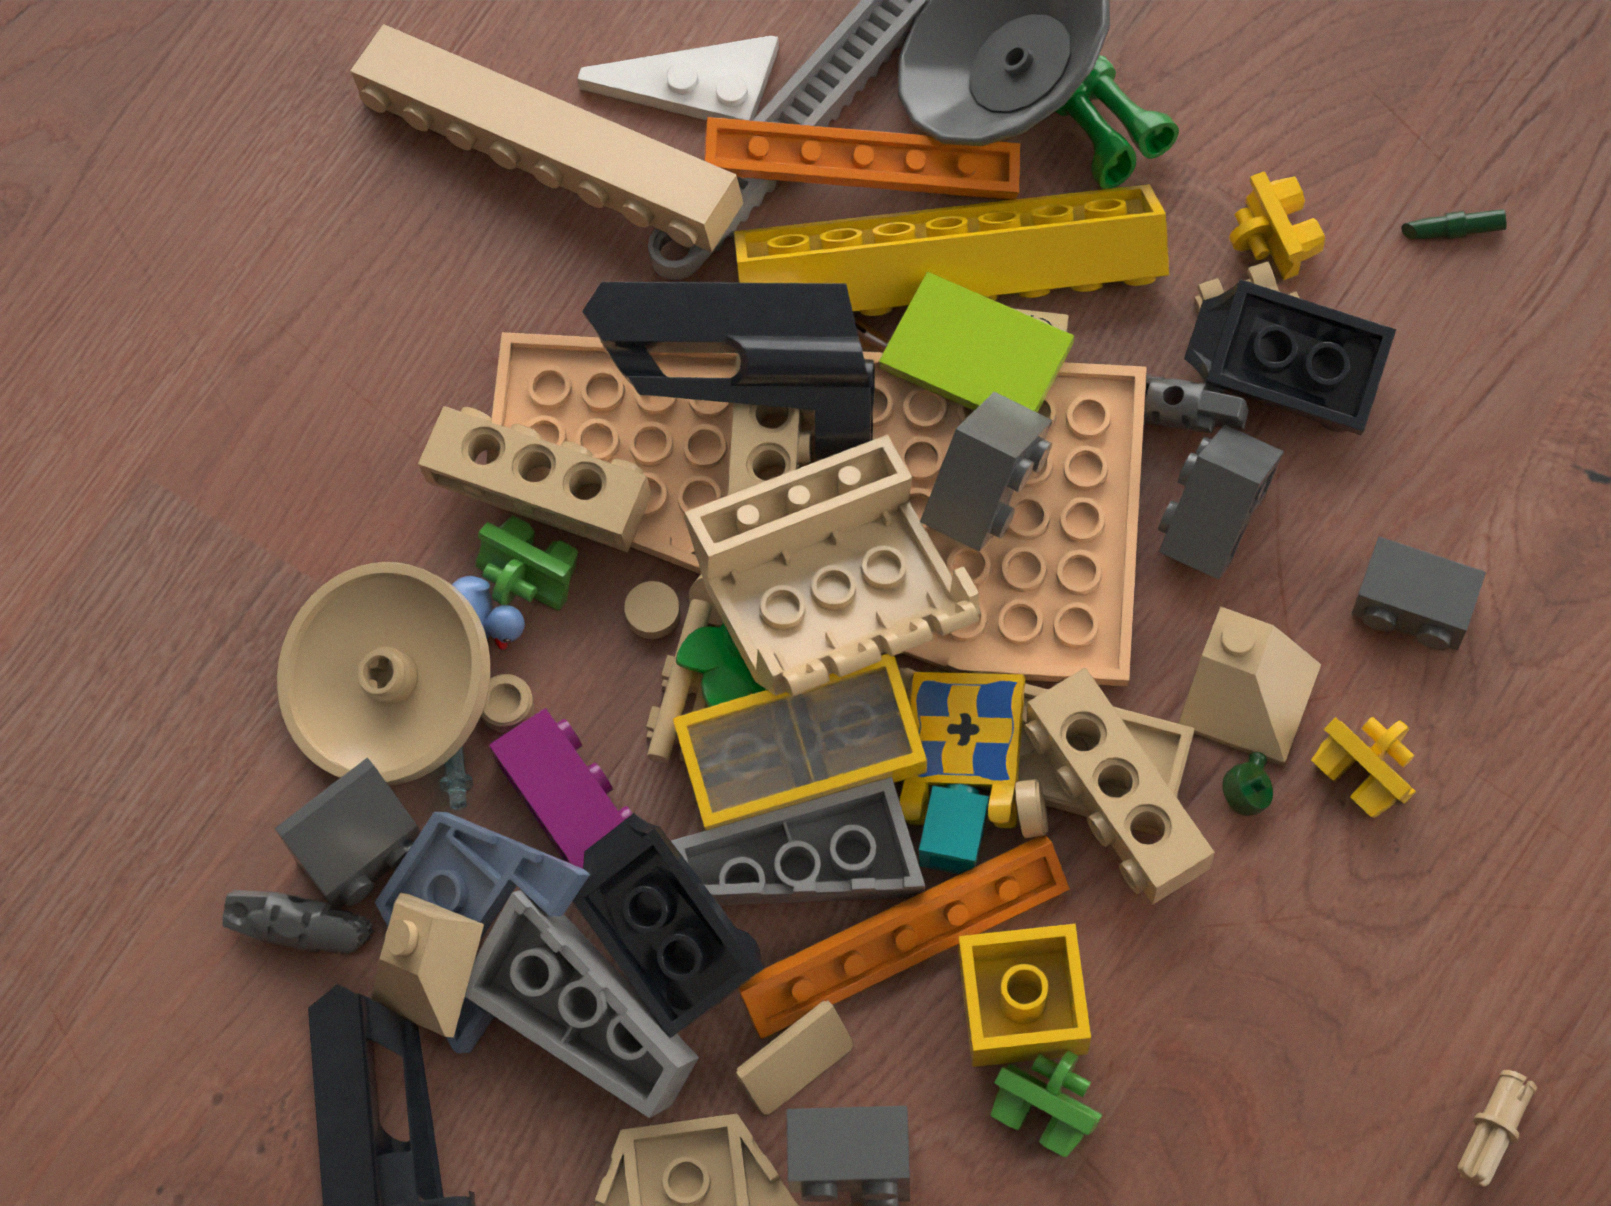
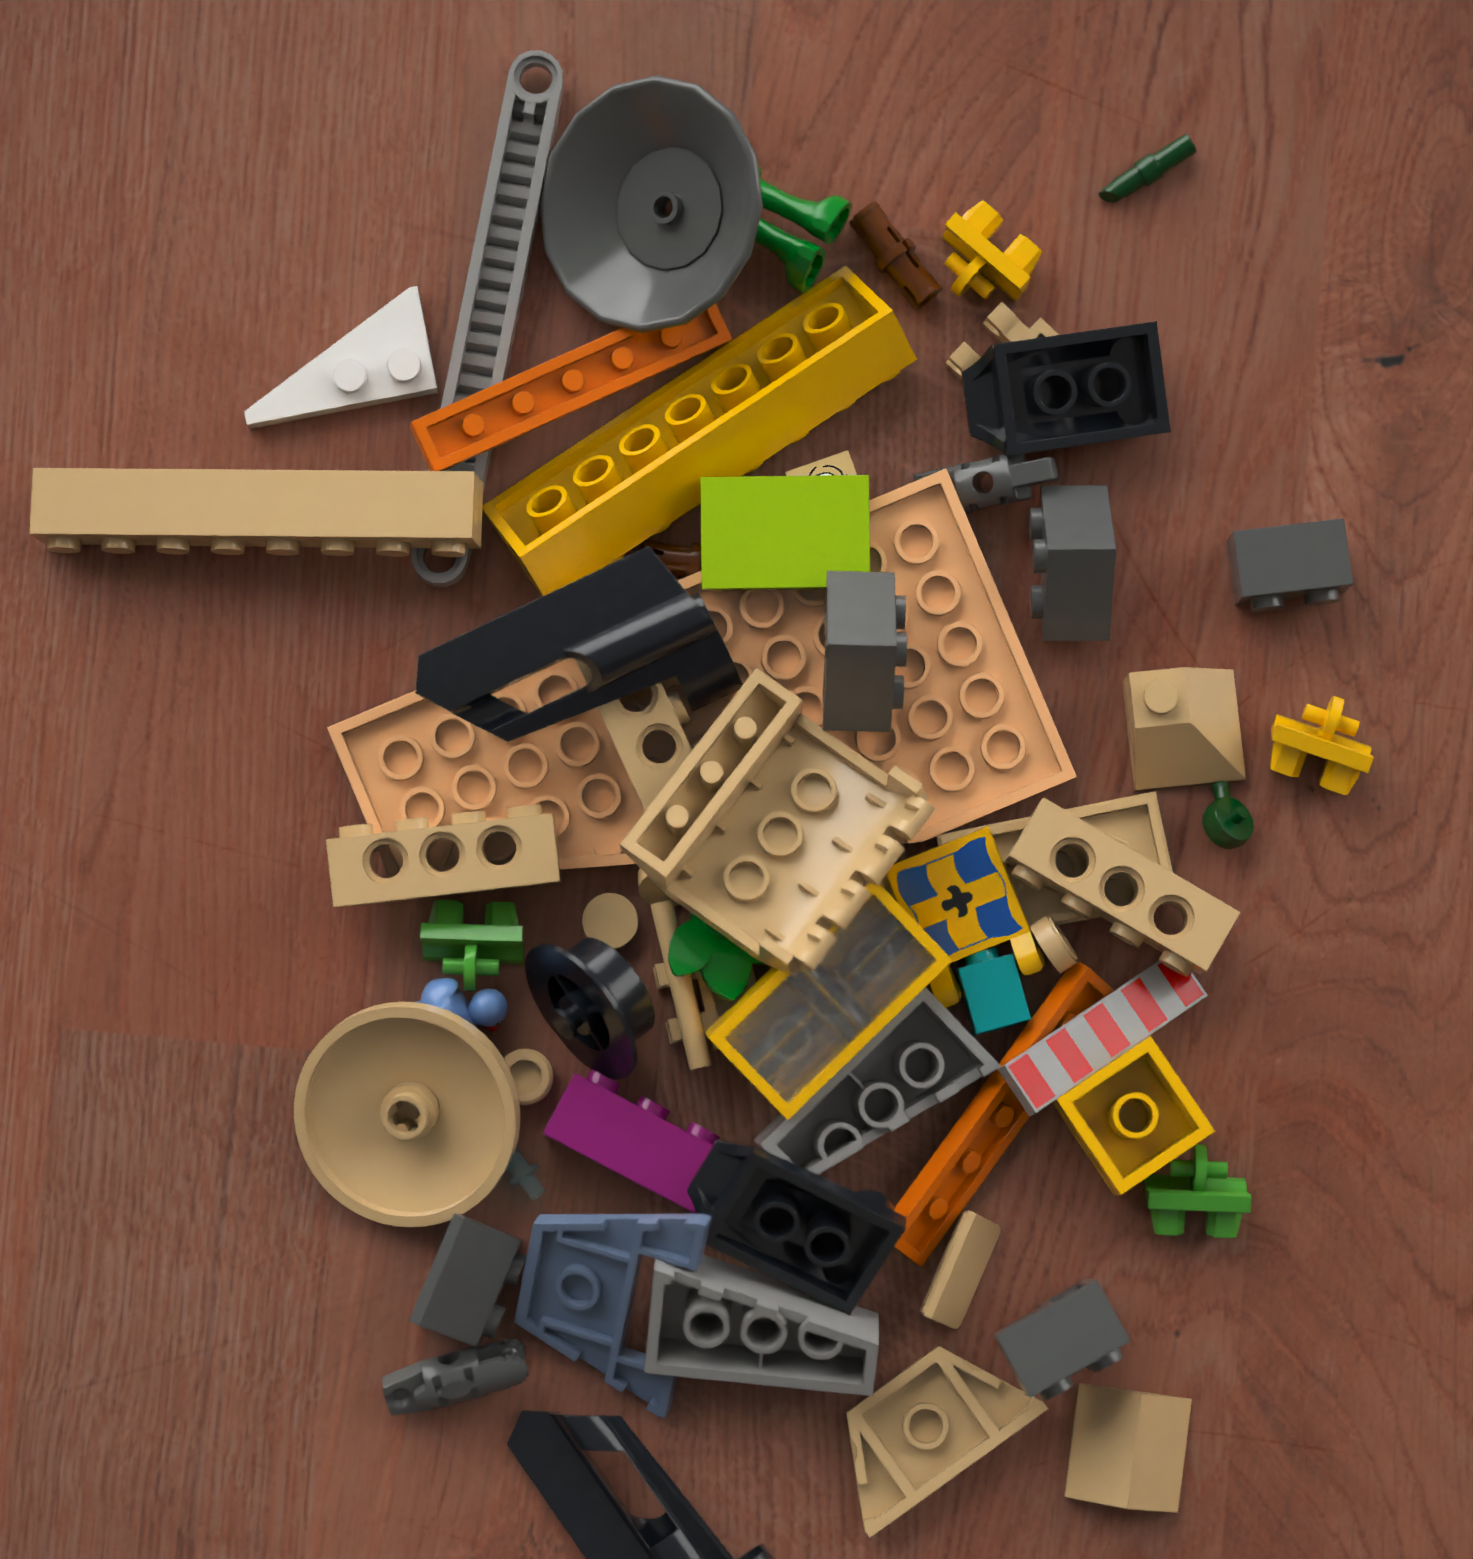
camera: 35 degrees left, 15 degrees up
(426, 963) = (600, 1360): tan slope -> none
(594, 654) = (591, 1003): none -> black wheel
(979, 906) = (1099, 1035): none -> tile
(1196, 193) = (895, 255): none -> reddish brown pin

